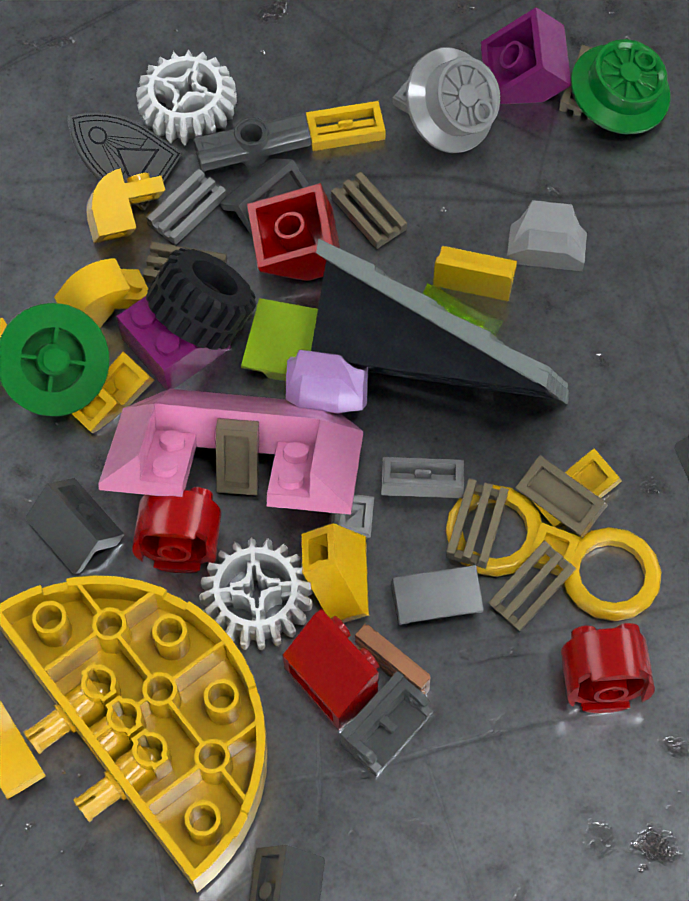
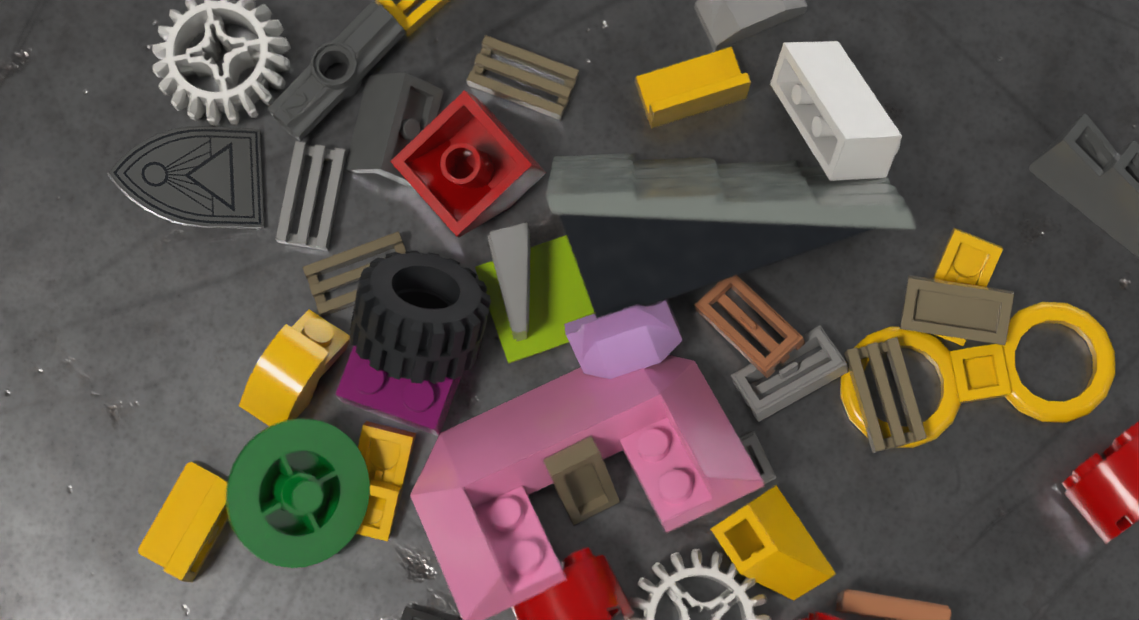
camera: 30 degrees left, 15 degrees up
(111, 201) = (228, 254): yellow brick -> none
(282, 303) = (512, 264): none -> light grey slope
(421, 453) = (778, 352): none -> nougat tile
(436, 594) = (892, 504): hinge -> none
(463, 309) = (729, 149): clear neon green tile -> none
(556, 322) = (835, 110): none -> white brick
(556, 558) = (1004, 438): dark tan tile -> none

